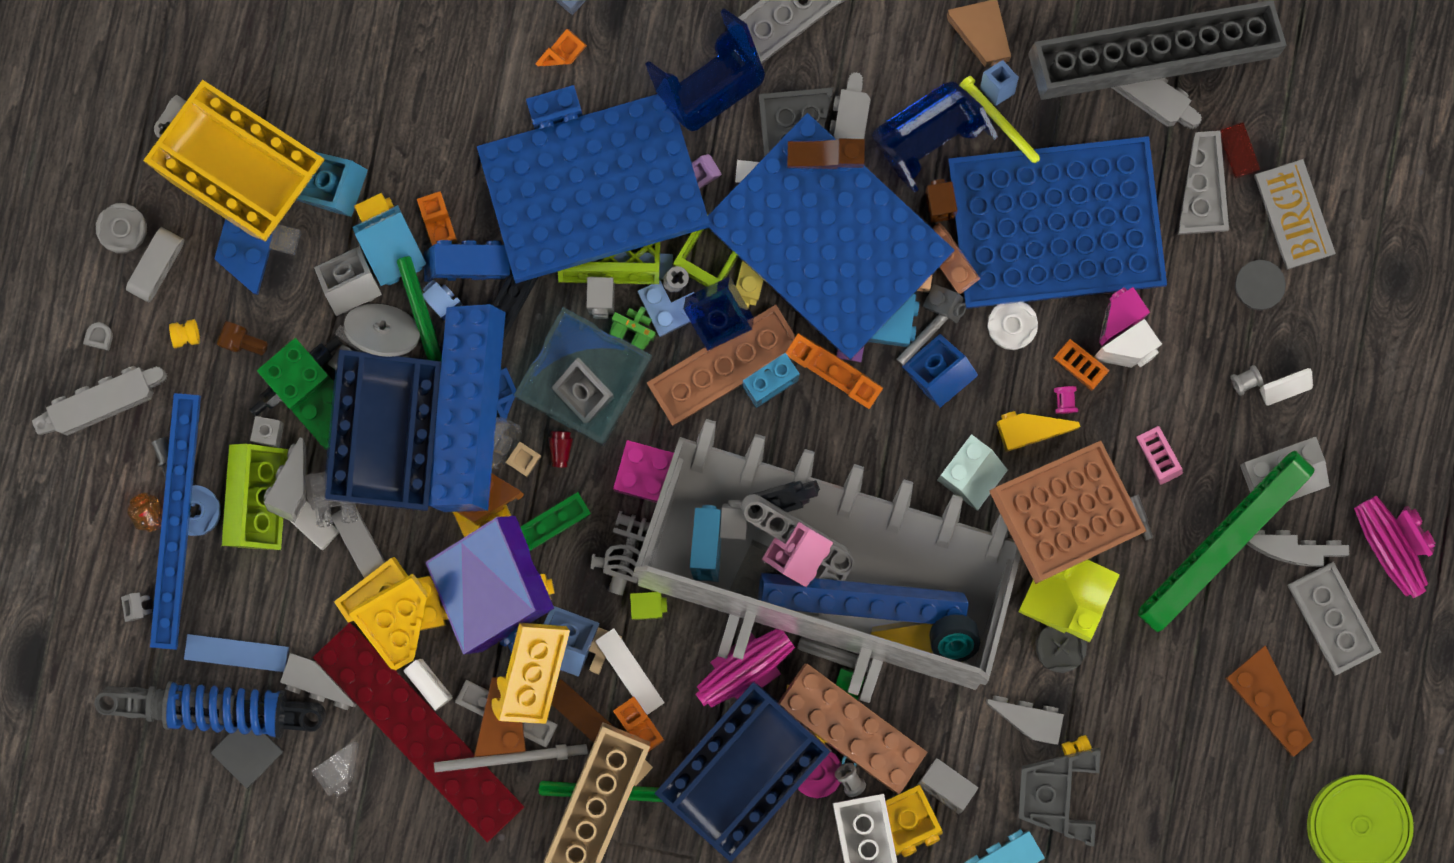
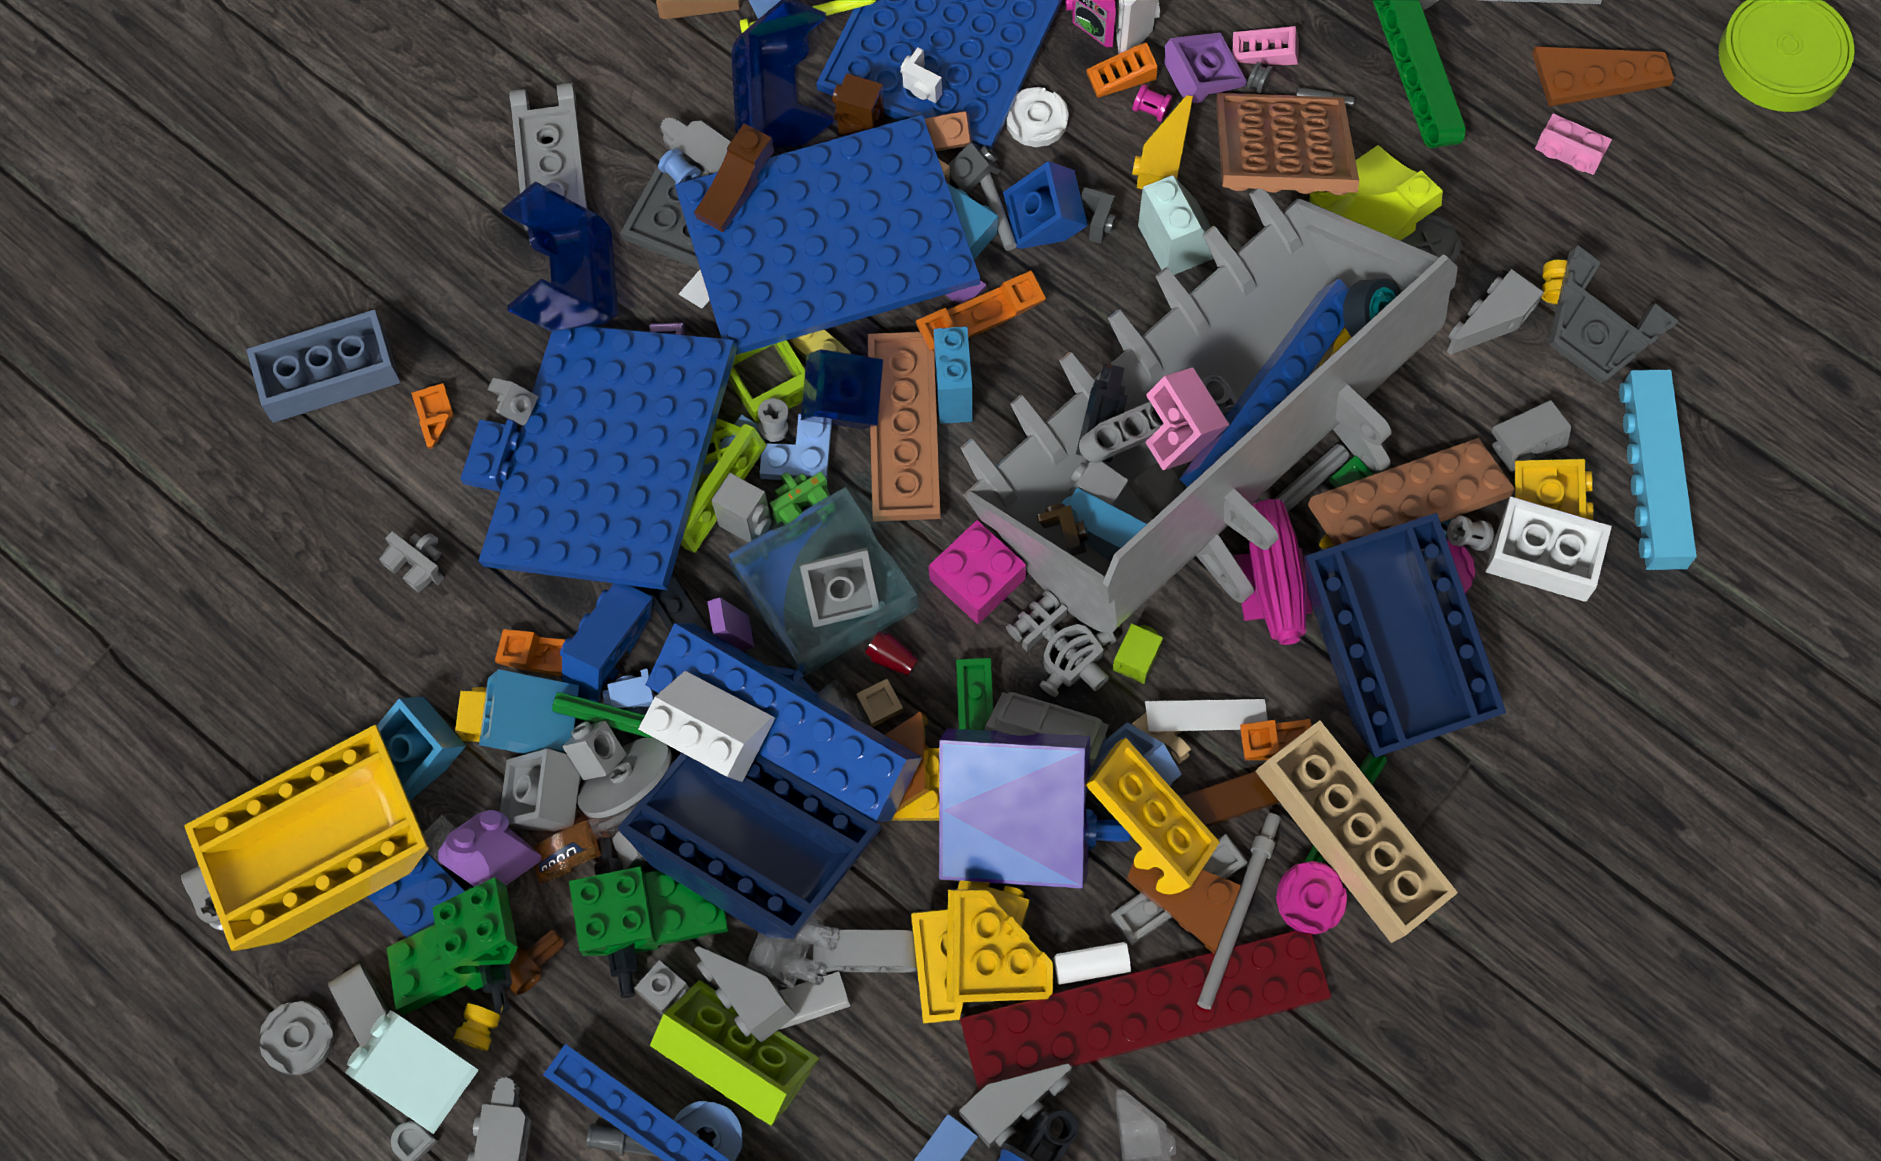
camera: 60 degrees left, 15 degrees down
(133, 314) = (410, 1070): none -> light aqua slope
(221, 294) = (464, 948): none -> green piece
(289, 275) = (487, 850): none -> medium lavender slope
(318, 320) = (565, 851): none -> clear orange slope
(389, 300) = (594, 749): none -> light grey brick
(432, 366) = (707, 725): none -> white slope
(451, 115) = (423, 569): none -> light grey hips
(518, 336) = (730, 624): none -> medium lavender tile
(543, 798) = (1311, 897): none -> dark pink tile
(562, 572) = (1029, 716): none -> light grey piece
(597, 102) = (513, 400): none -> light grey bracket
(684, 523) = (1074, 531): none -> dark brown bracket
(824, 107) = (677, 167): none -> medium blue bush
(954, 414) = (1103, 220): none -> dark grey bracket
(983, 234) = (919, 80): none -> white bracket
(1115, 420) = (1202, 65): none -> medium lavender slope
(1129, 464) = (1259, 77): none -> dark grey bush
(1199, 709) = (1573, 144): none -> bright pink bracket

